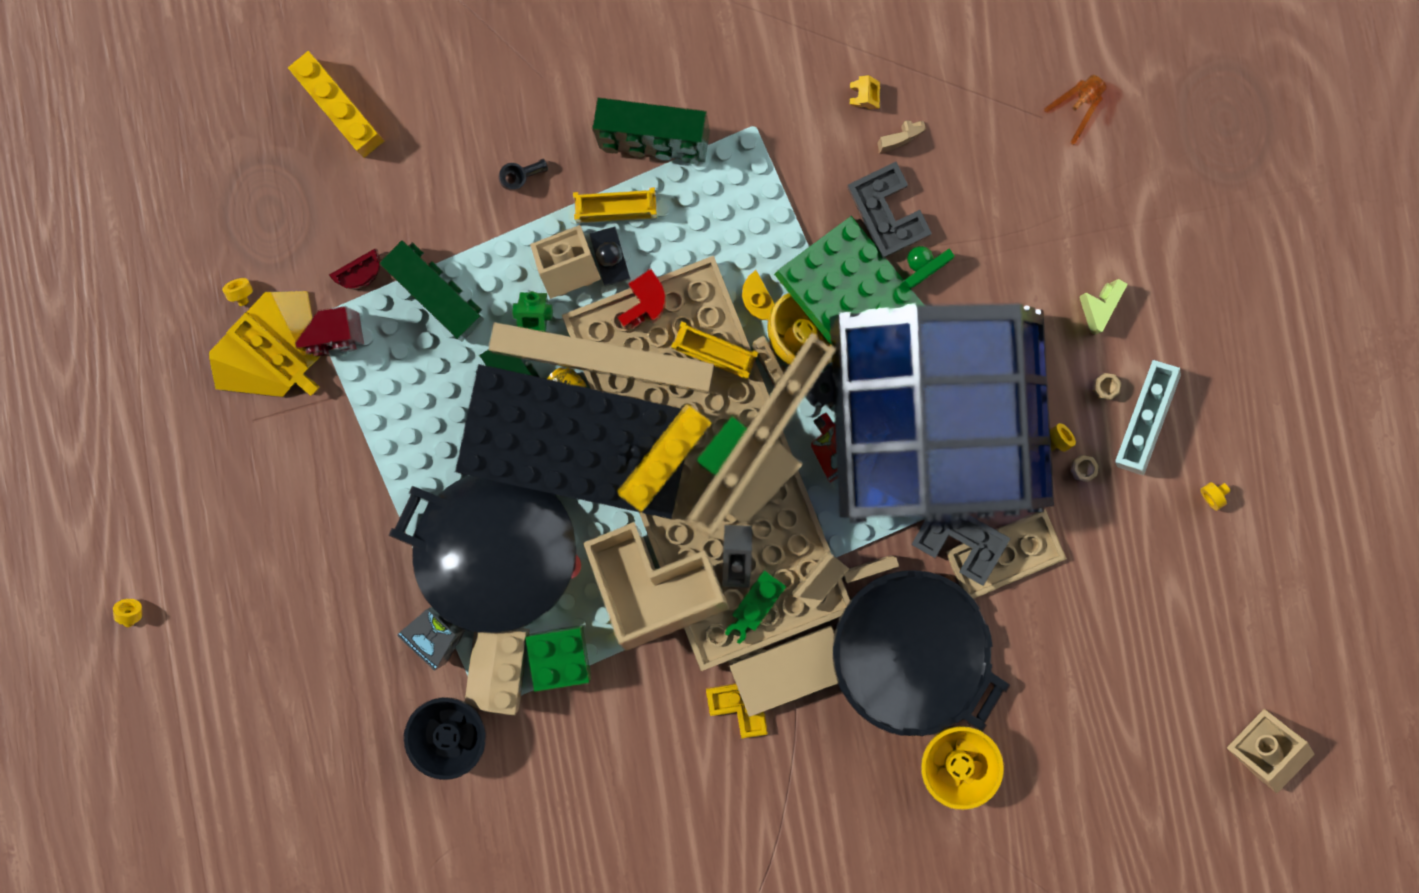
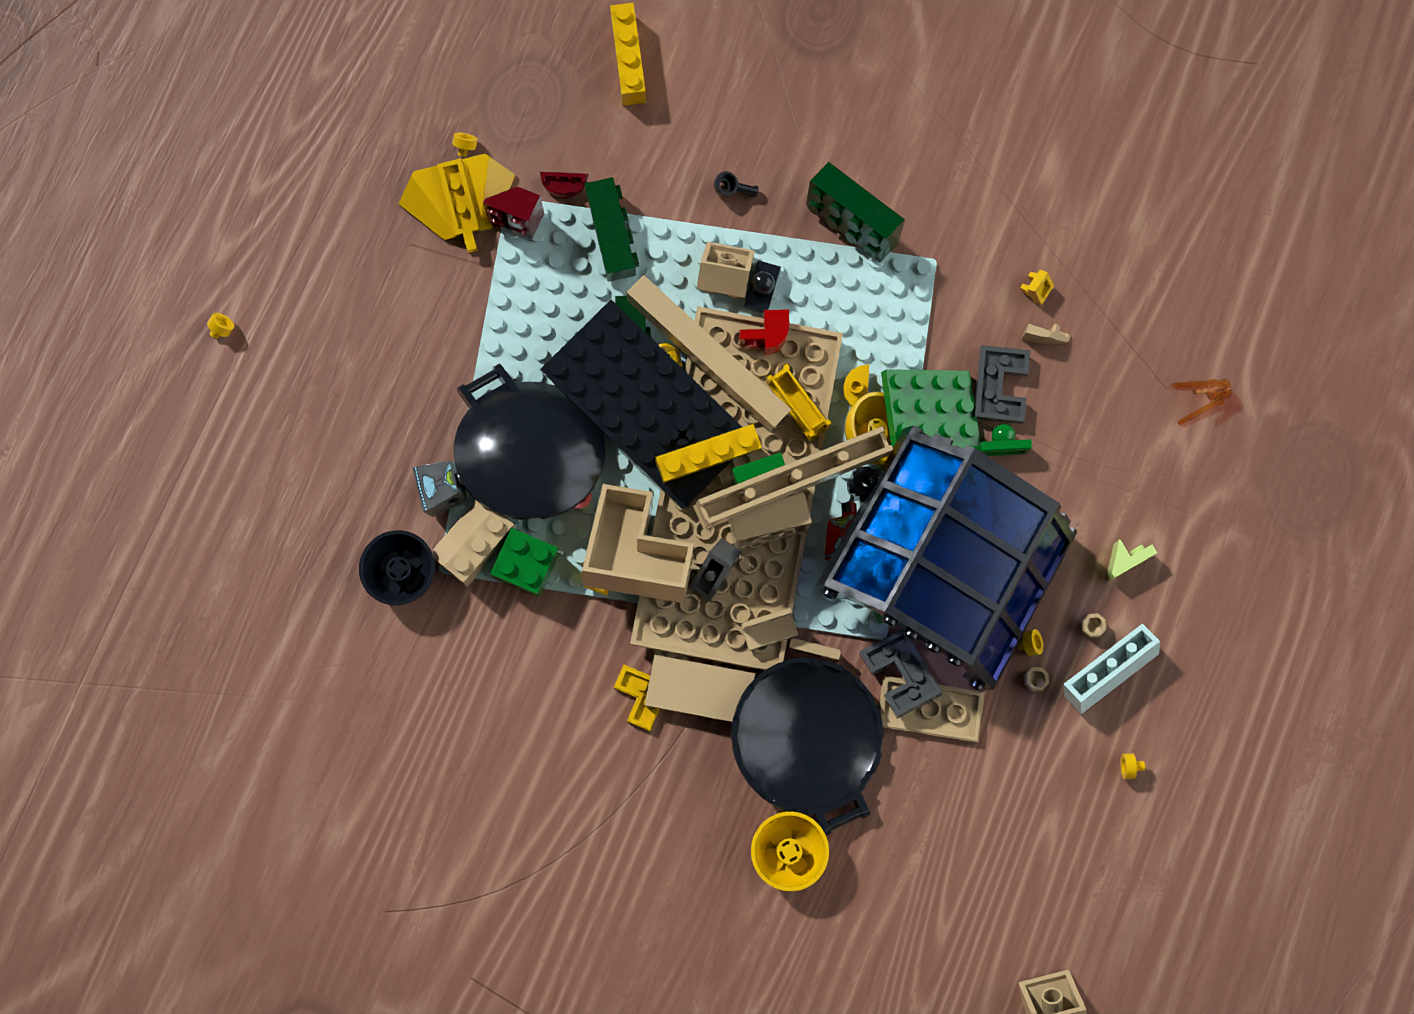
camera: 25 degrees right, 10 degrees down
(533, 311) = (678, 288): green brick -> none
(615, 206) = (790, 252): yellow container -> none
(756, 604) = (706, 617): green plate -> none
(767, 358) = (837, 428): tan wing -> none

